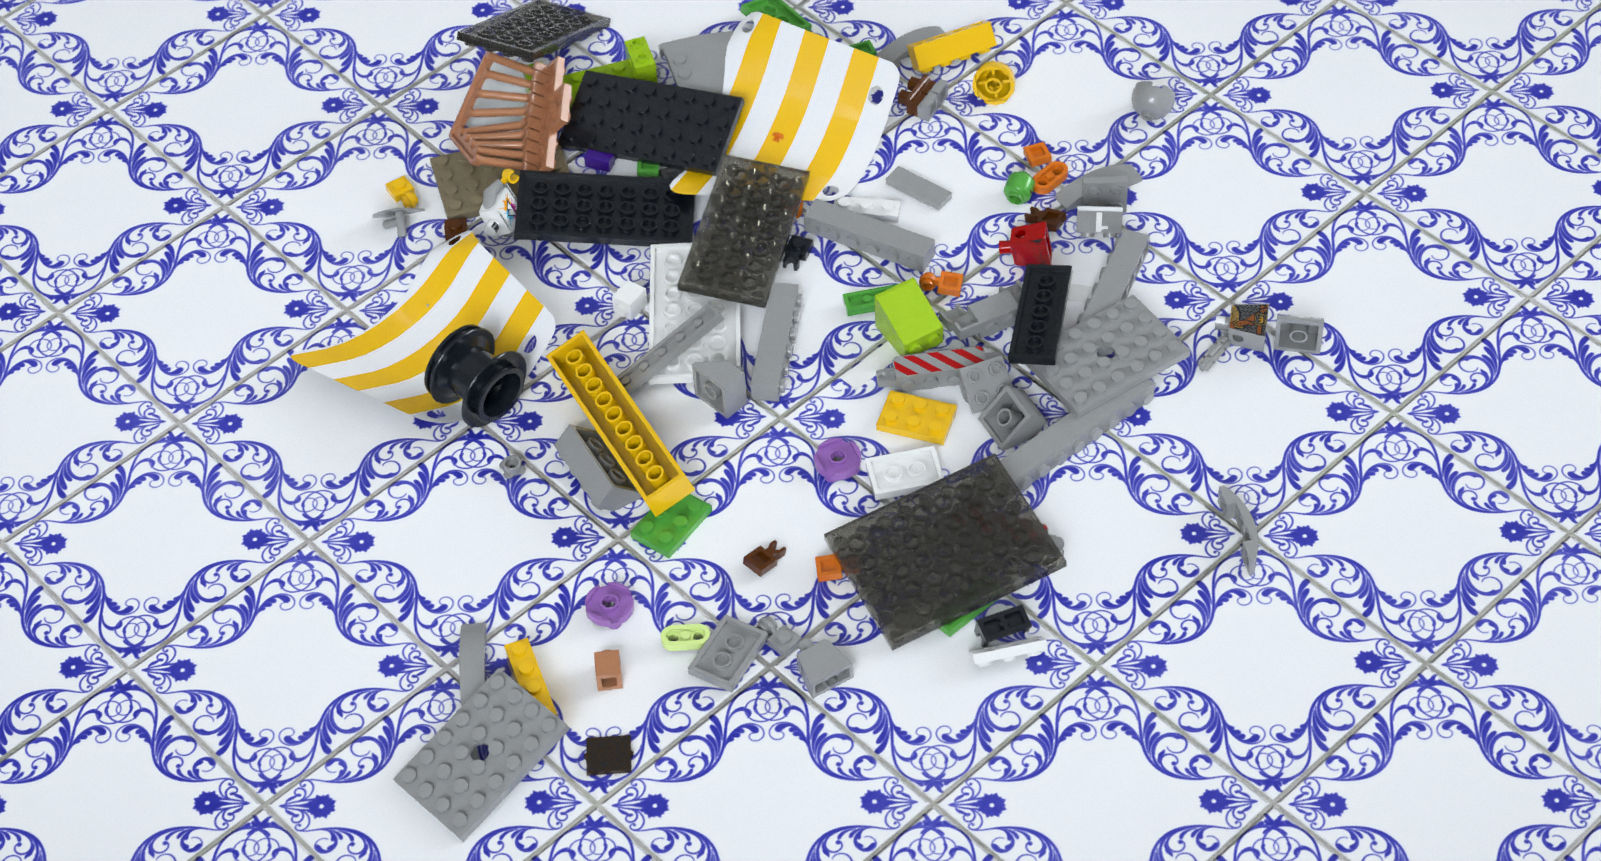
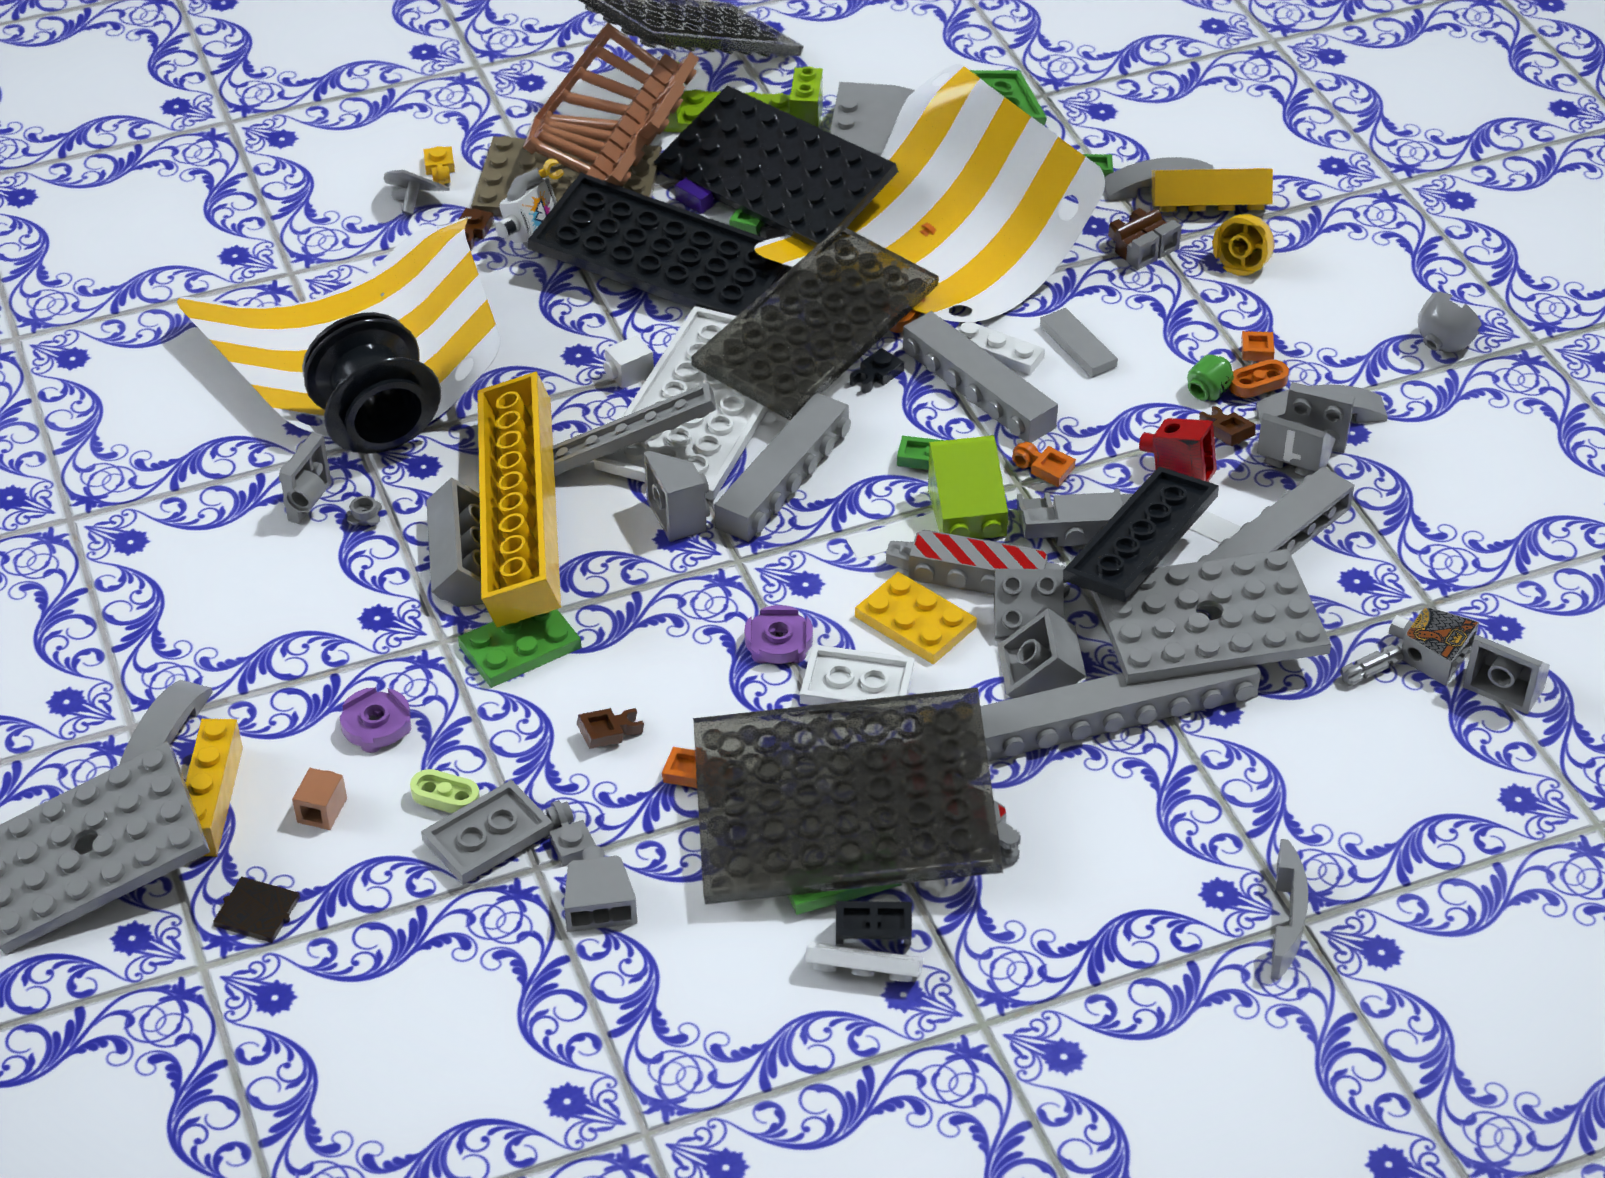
camera: 20 degrees right, 5 degrees down
(466, 461) = (305, 477): none -> light grey plate

